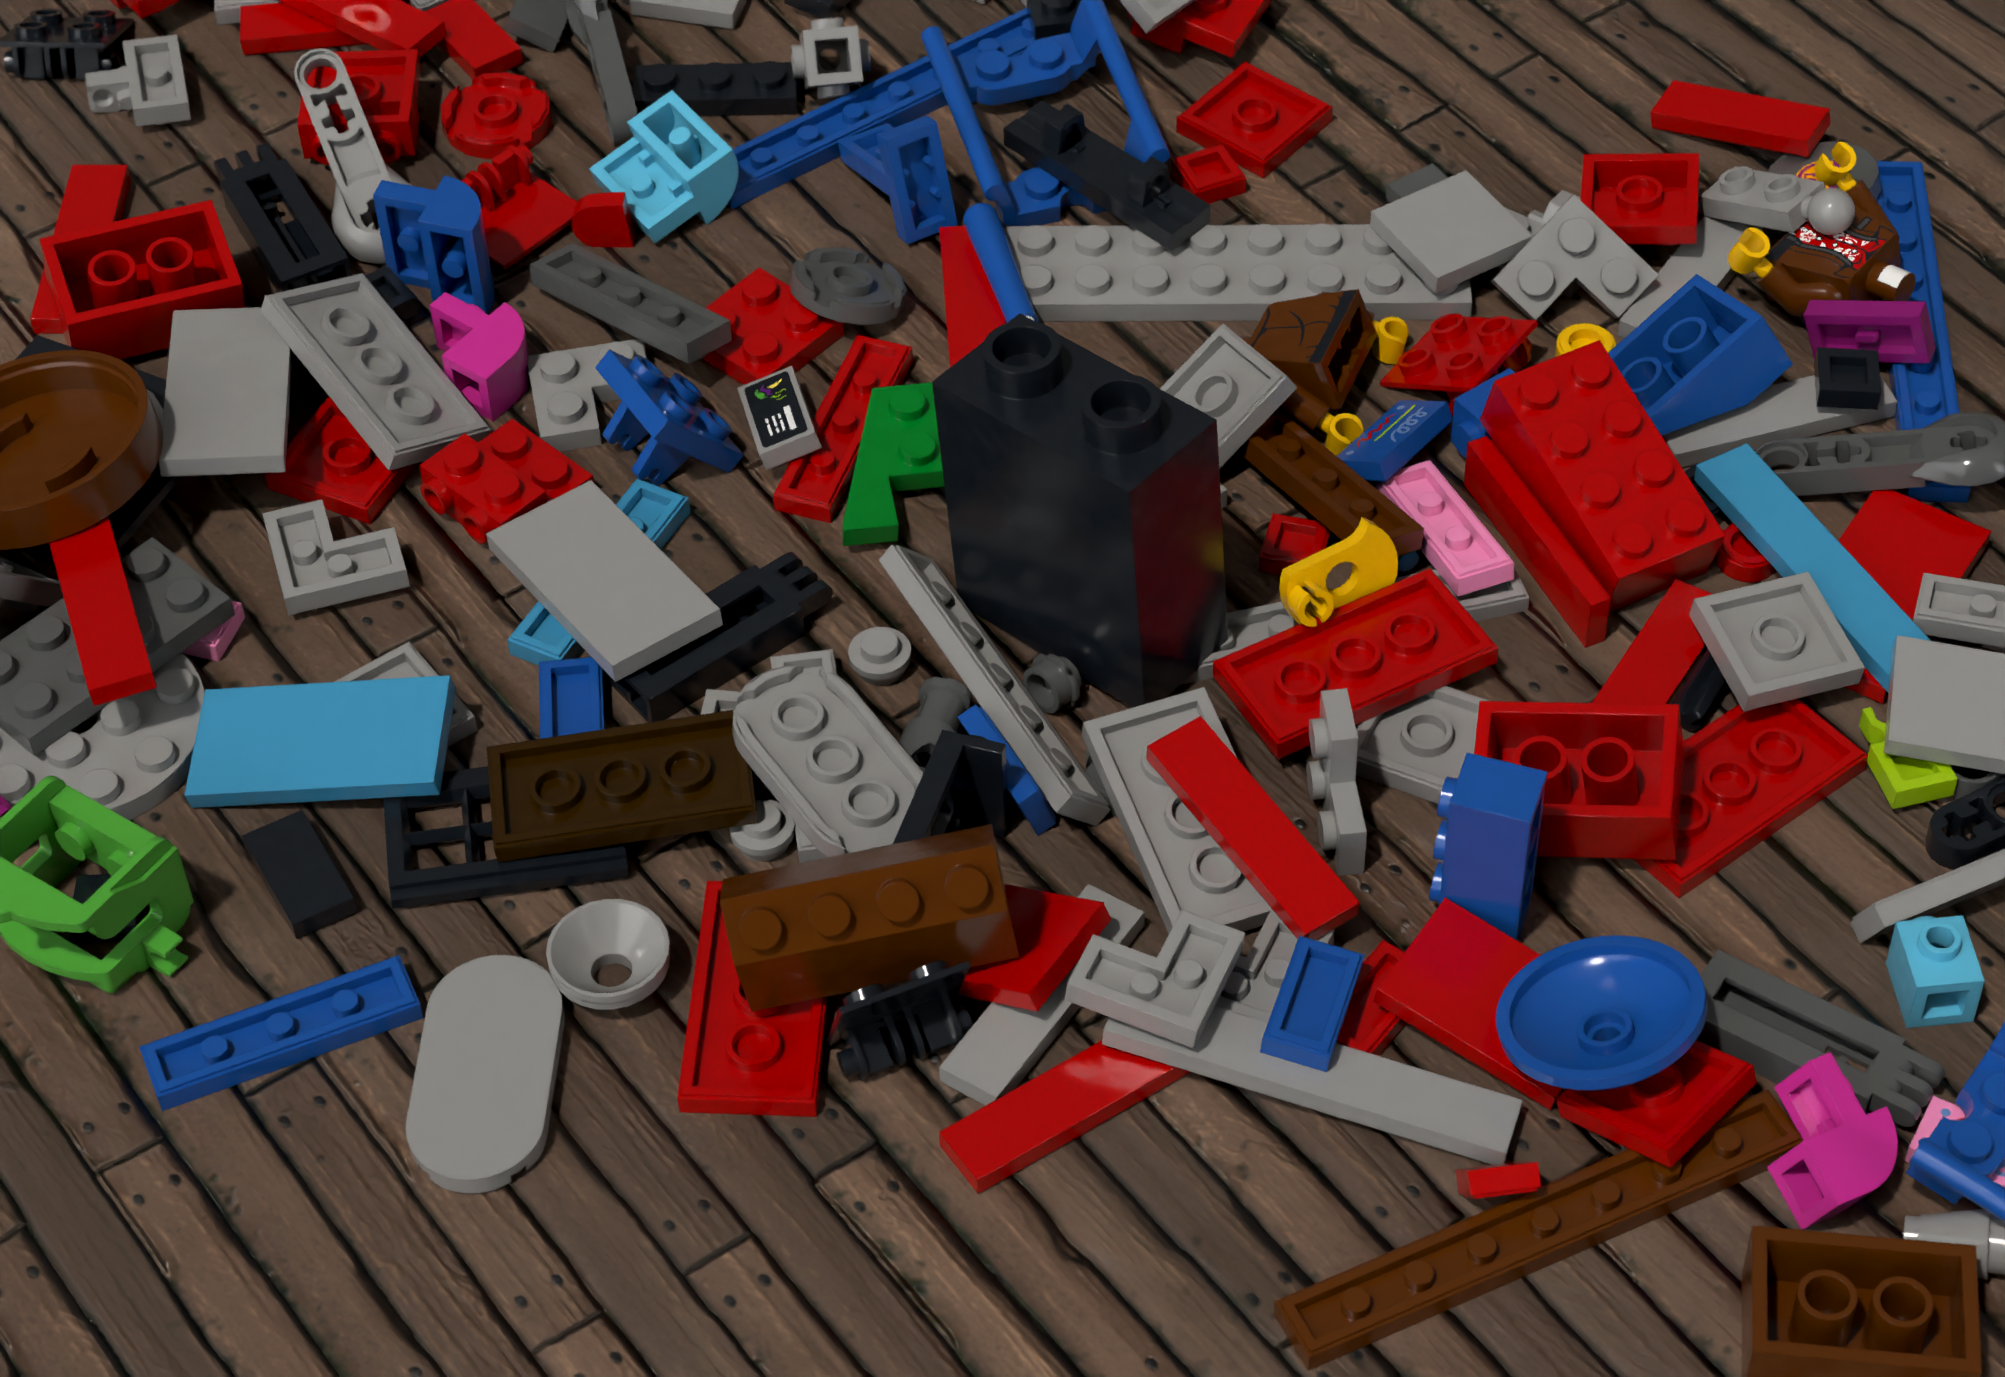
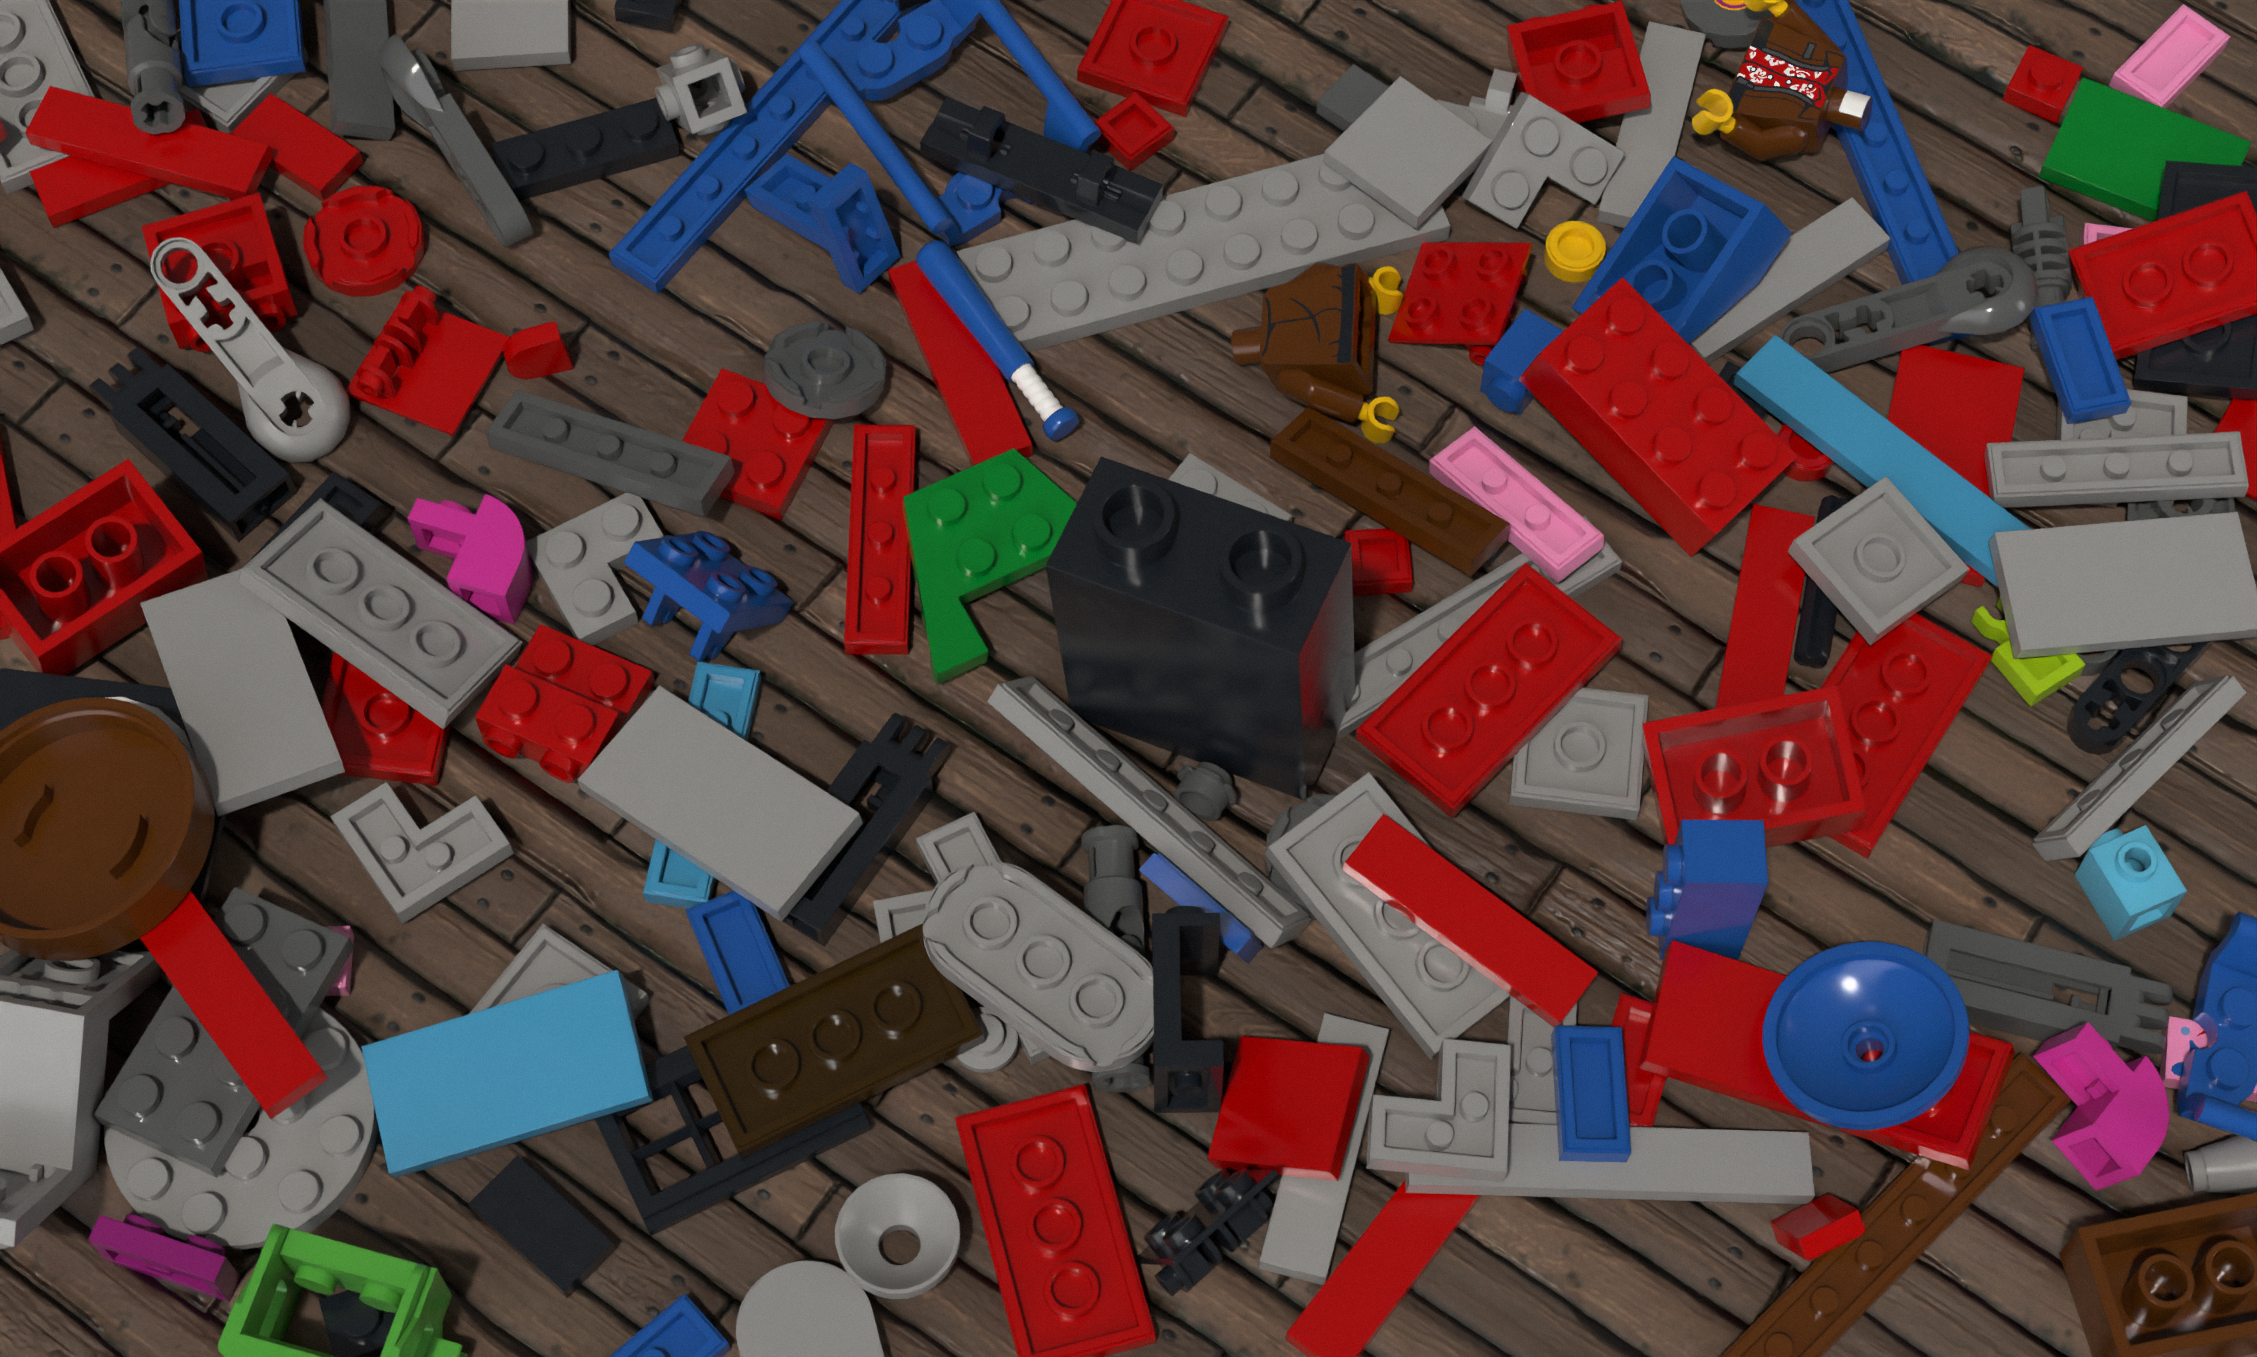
camera: 20 degrees left, 15 degrees up
(436, 239) = (385, 436): blue brick -> none
(670, 168) = (583, 273): medium azure brick -> none
(779, 418) = (816, 551): tile -> none
(867, 917) = (1157, 1138): reddish brown slope -> none
(879, 655) = (1022, 802): light grey plate -> none
(1231, 385) = (1252, 417): light grey tile -> none
(1333, 781) = (1519, 826): light grey plate -> none
(1373, 568) = (1424, 628): yellow piece -> none
(1396, 438) = (1434, 413): blue tile -> none
(1537, 541) = (1610, 497): red tile -> none
(1777, 201) = (1715, 41): light grey plate -> none
(1847, 378) = (1843, 231): black plate -> none
(1894, 328) = (1846, 168): magenta plate -> none

